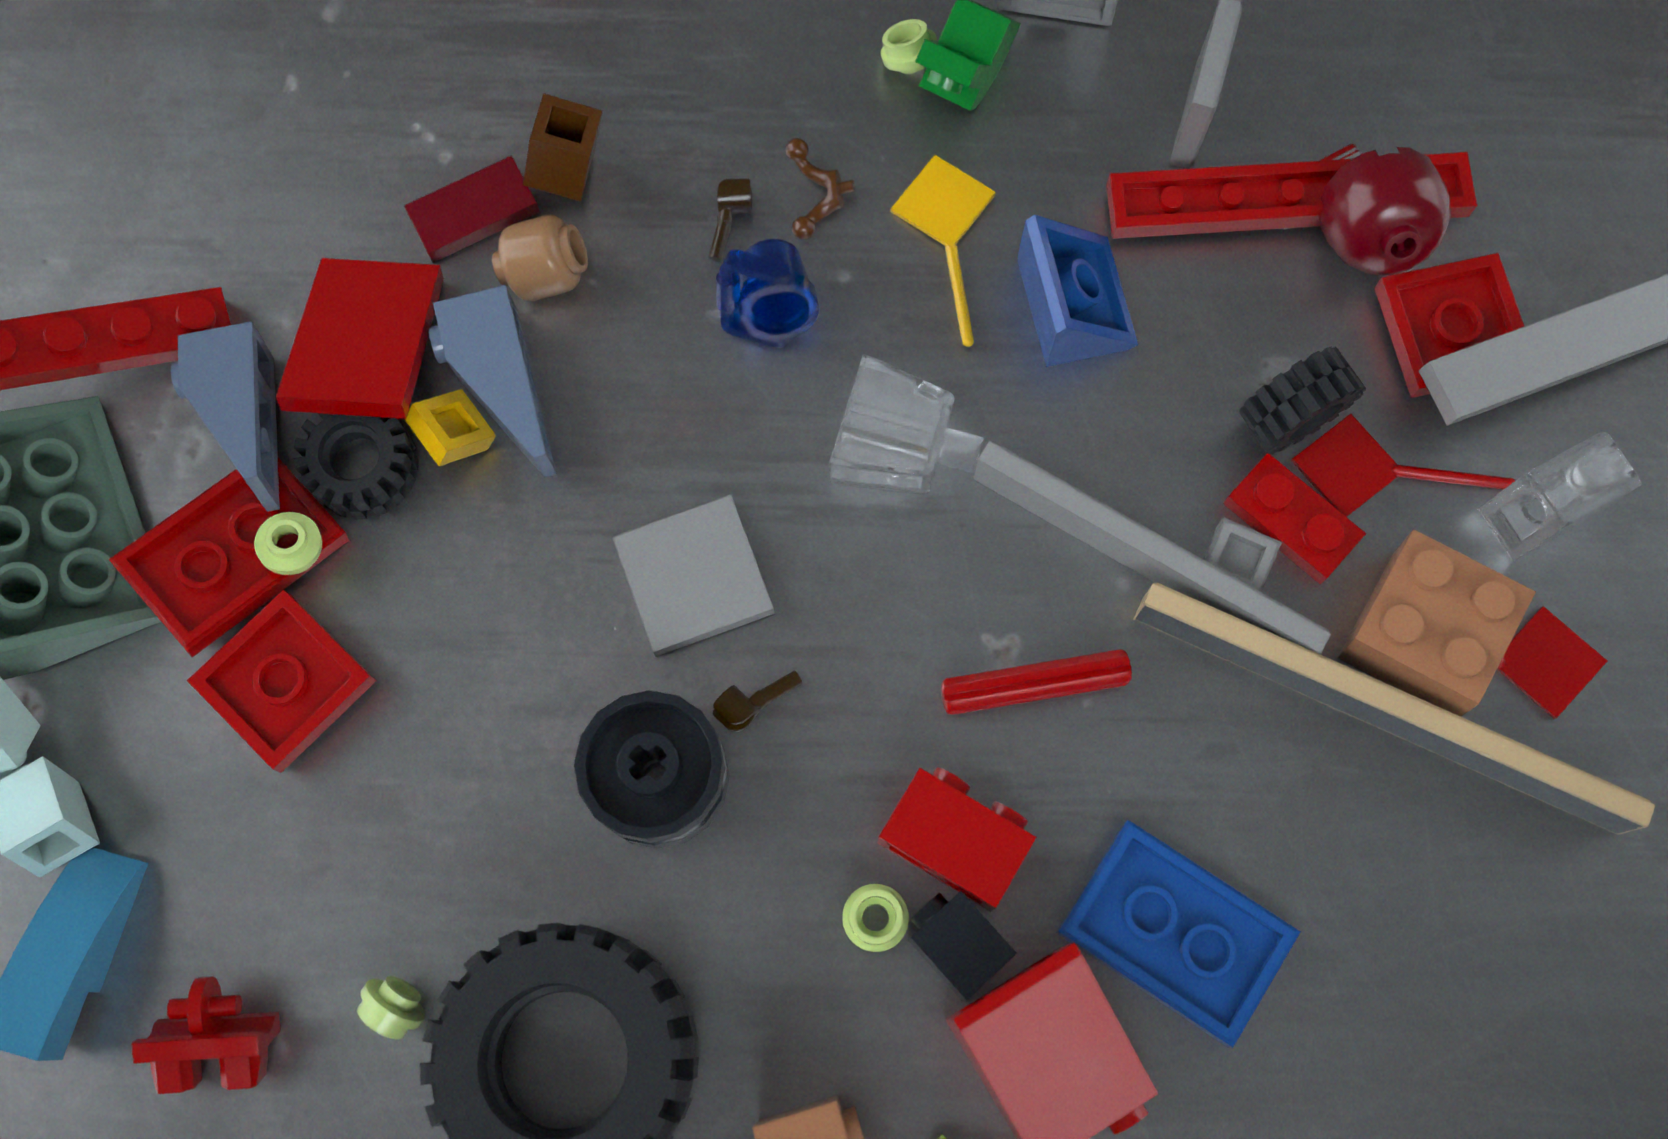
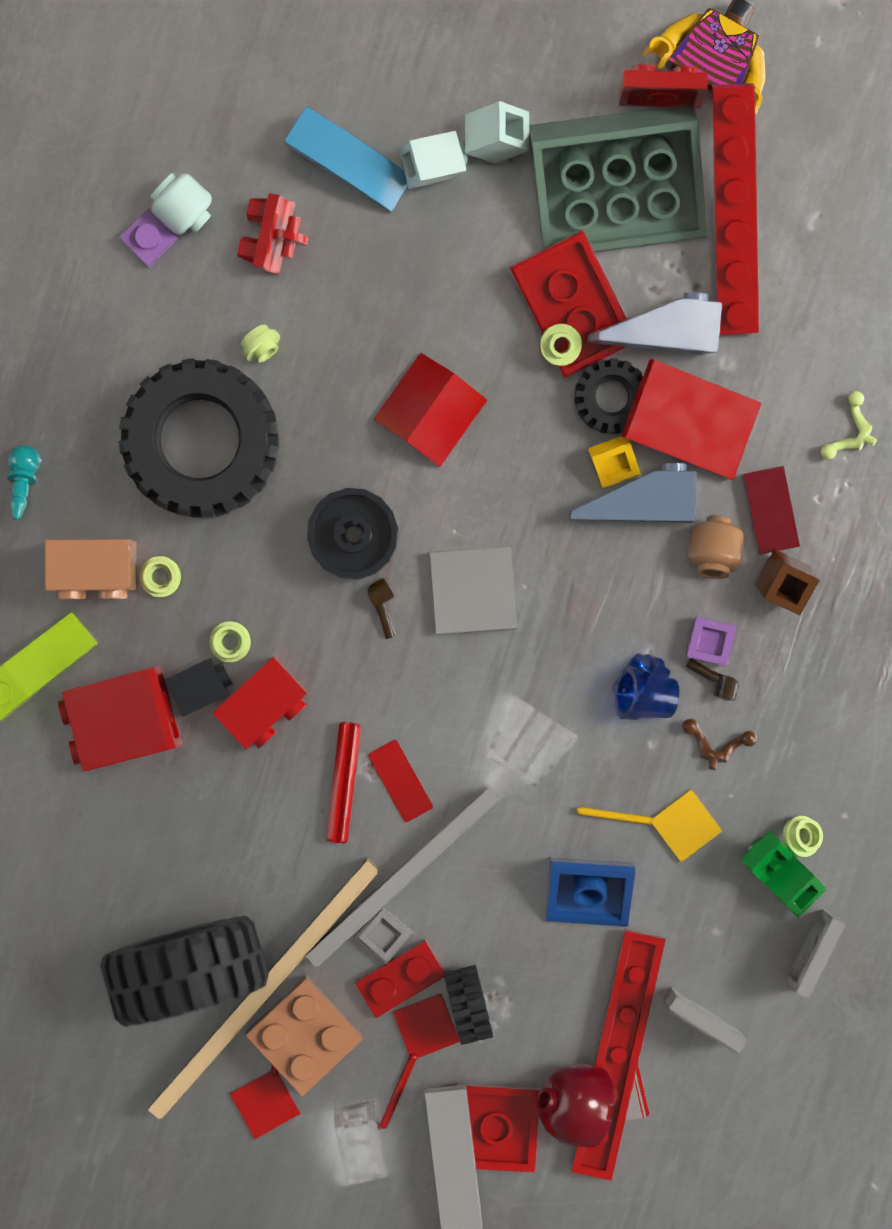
camera: 100 degrees right, 15 degrees up
(281, 681) = (478, 319): red plate -> none
(369, 155) = (855, 399): none -> yellowish green piece
(434, 714) = (430, 409): none -> red slope
(675, 231) = (711, 641): none -> medium lavender plate
(783, 1070) = (147, 572): none -> yellowish green plate
(1005, 603) = (400, 780): none -> red sticker
(1178, 933) = (170, 818): blue tile -> none
(1430, 823) = (184, 971): none -> black tyre

